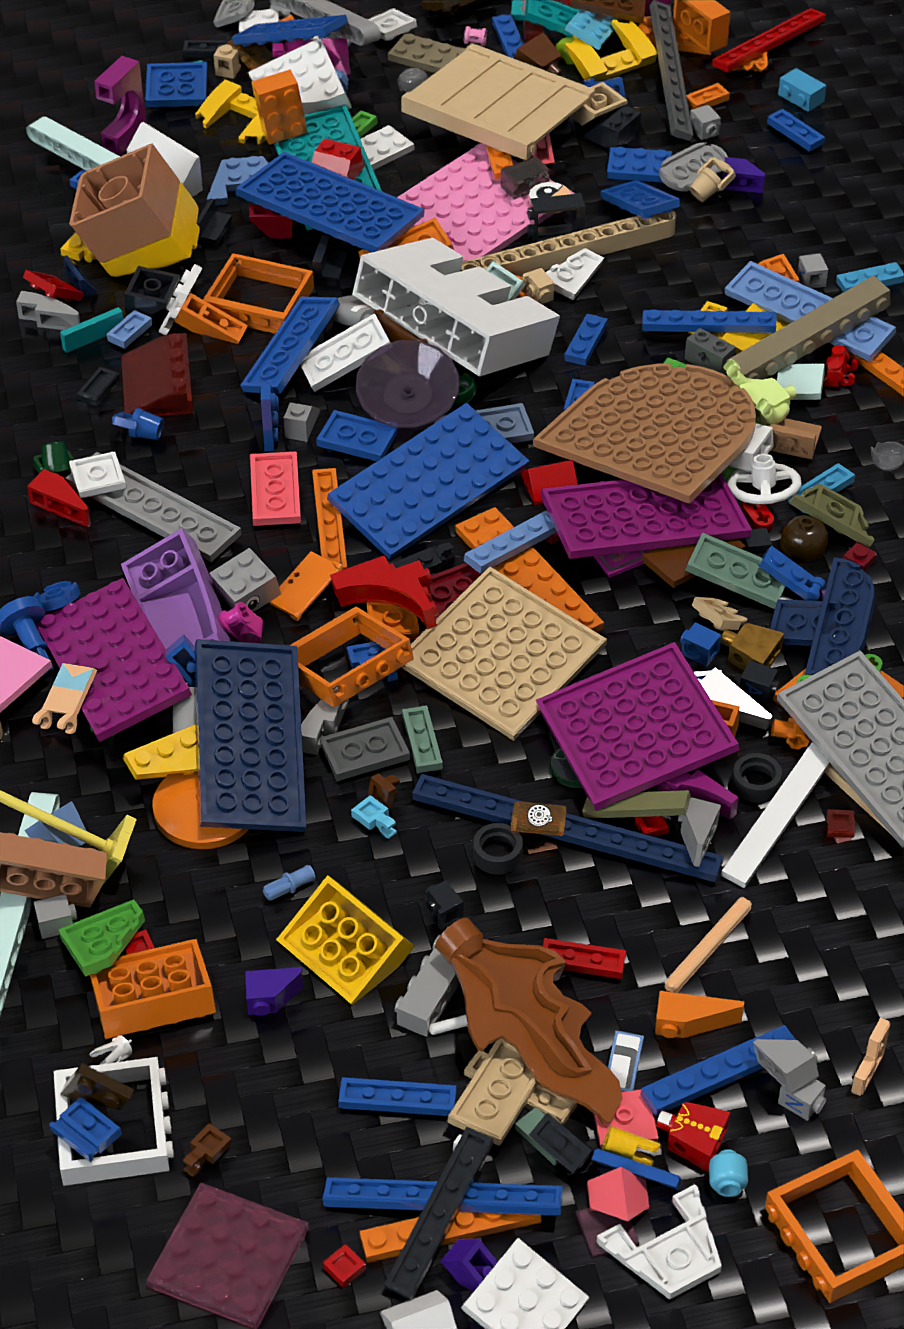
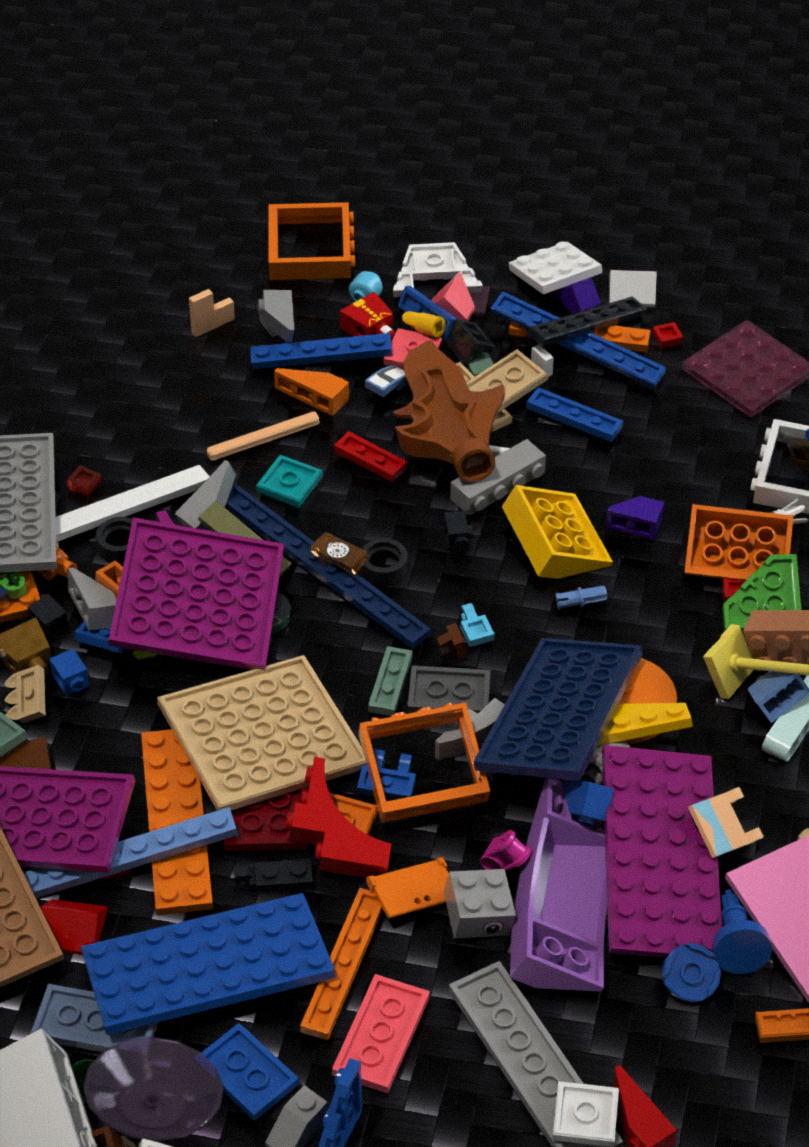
camera: 155 degrees left, 0 degrees up
(206, 1146) = (738, 430): reddish brown plate -> none
(647, 907) = (289, 481): none -> teal tile

